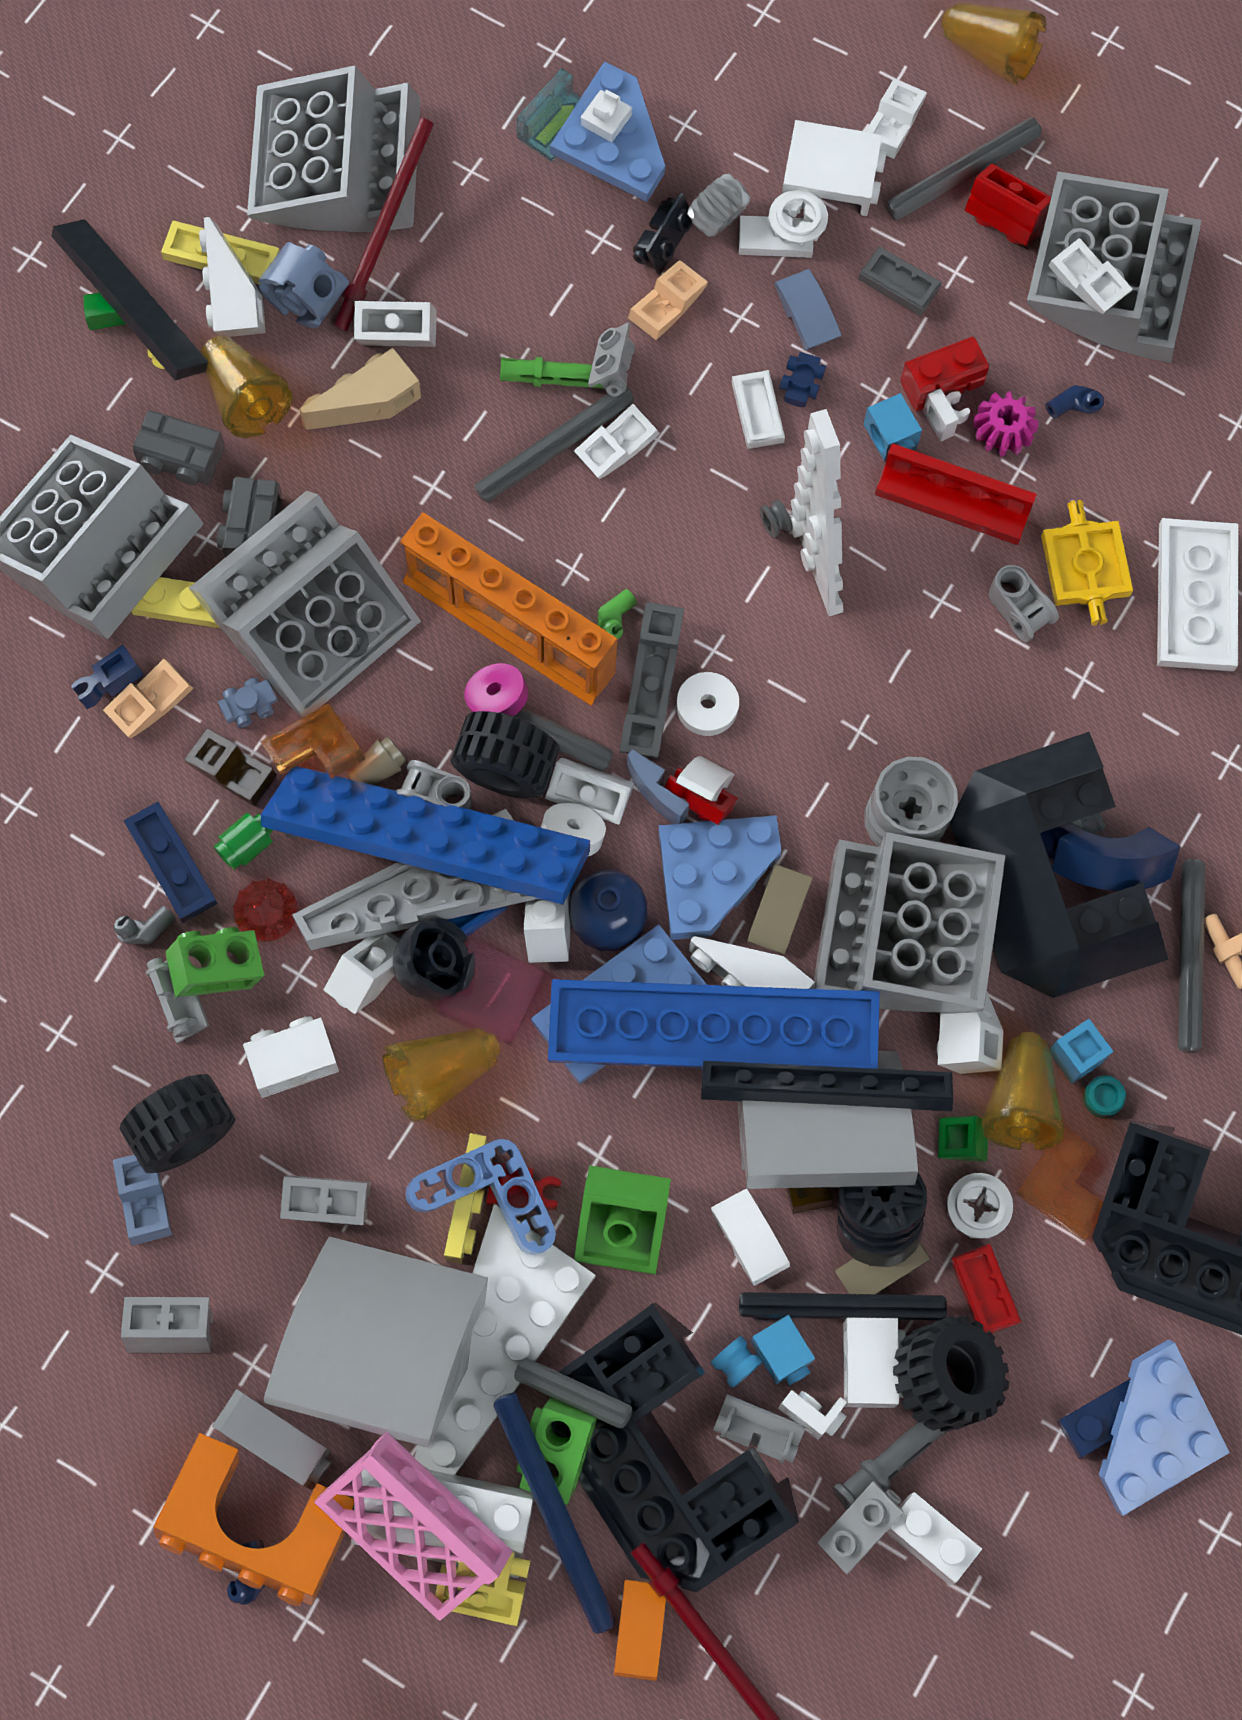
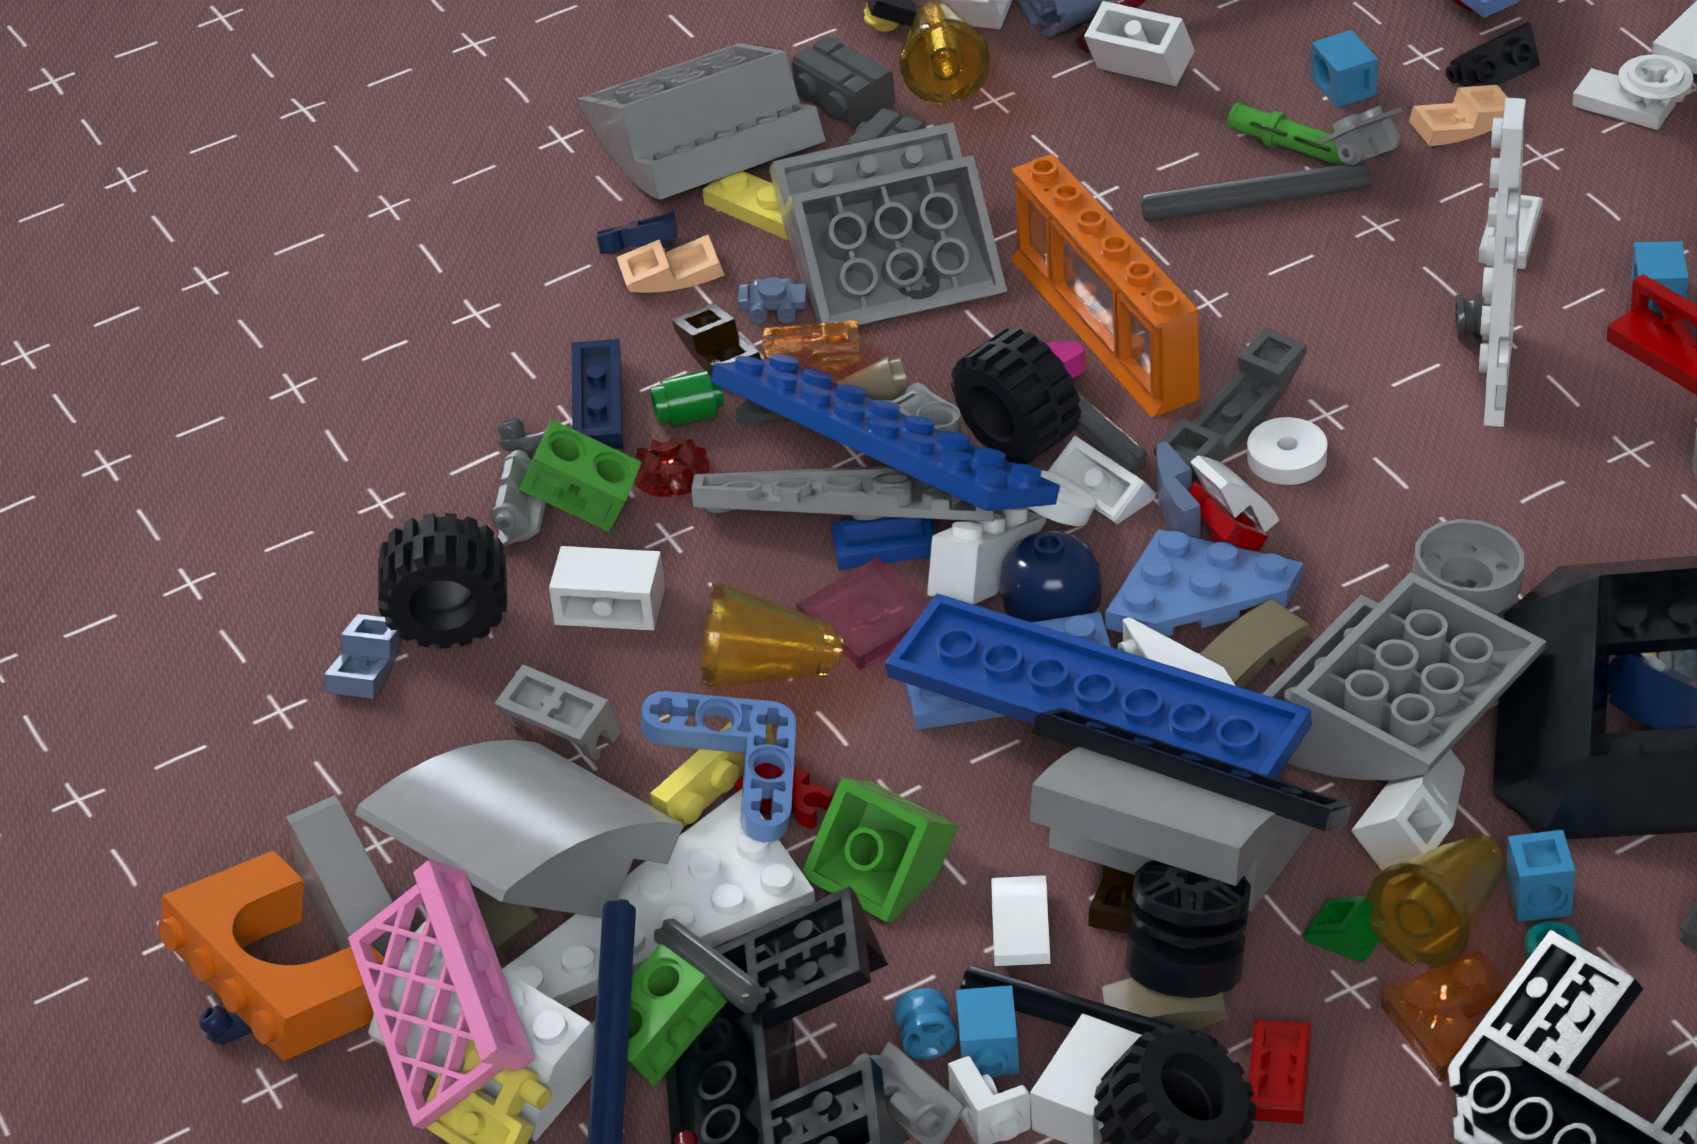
camera: 35 degrees right, 30 degrees down
(167, 1325) = (308, 760): light grey hinge -> none
(363, 972) = (740, 541): white slope -> none
(369, 394) = (1066, 95): tan slope -> none
(433, 960) = (816, 543): black cylinder -> none
(558, 286) = (1344, 68): none -> dark azure brick
(611, 613) = (1225, 344): bright green arm -> none
(617, 443) = (1315, 215): white slope -> none
(718, 205) = (1567, 44): light grey gear -> none
(800, 384) = (1578, 218): dark blue piece -> none
(808, 308) = (1622, 164): sand blue slope -> none
(996, 1197) = (1321, 975): white gear -> none

